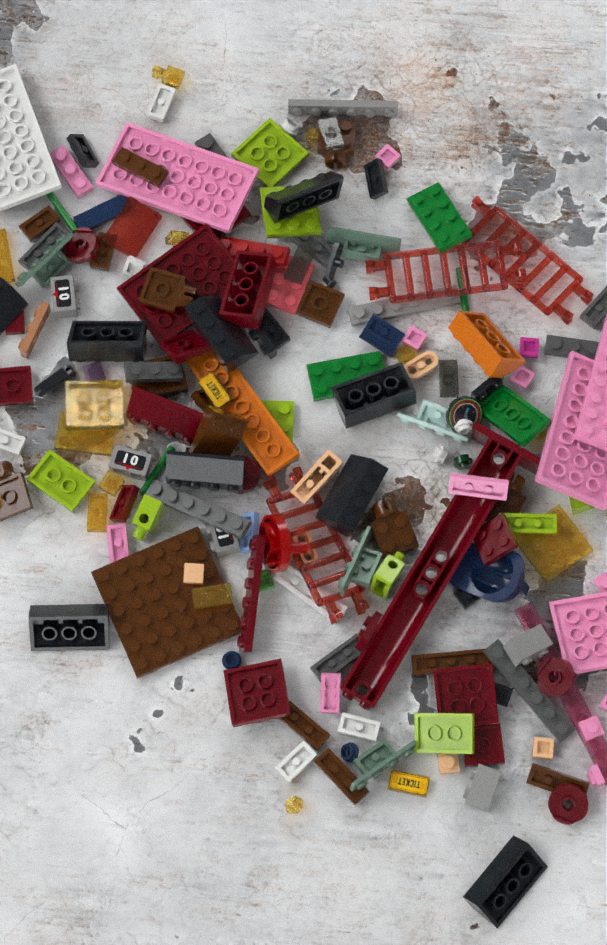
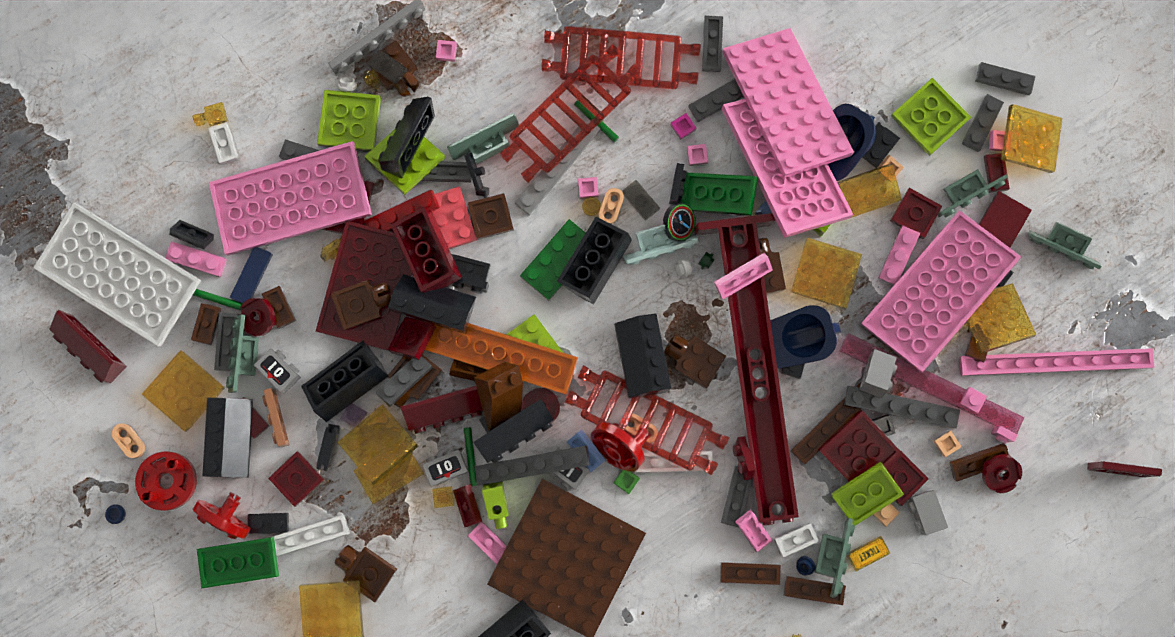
camera: 40 degrees left, 10 degrees up
(61, 481) = (400, 527): lime plate -> none
(97, 512) = (450, 529): clear yellow plate -> none
(132, 227) = (286, 269): clear red piece -> none
(133, 266) = (314, 301): white plate -> none
(140, 167) = (252, 213): reddish brown plate -> none
(193, 573) = (571, 521): light nougat tile -> none
(212, 596) = (601, 528): clear yellow plate -> none
(214, 390) = (466, 356): tile -> none
(231, 660) = (655, 565): dark blue plate -> none
(252, 587) = (627, 496): dark red plate -> none
(257, 692) = (698, 577): dark red plate -> none
(296, 761) = (770, 607): white plate -> none
(300, 264) = (449, 196): clear smoke plate -> none
(317, 477) = (604, 364): light nougat slope -> none
(363, 564) = (698, 406): sand green bracket -> none
(376, 179) = (452, 76): black plate -> none
(382, 335) = (561, 205): dark blue plate -> none
(387, 575) = (723, 406): lime torso -> none
(439, 217) = (529, 71): green plate -> none
(464, 426) = (688, 232): white plate -> none
(485, 344) = (650, 150): orange slope -> none
(495, 539) = (787, 307): dark red plate -> none
(505, 881) = (1001, 573): black slope -> none
(532, 523) = (798, 273): lime plate -> none
(566, 679) = (925, 374): dark red plate -> none

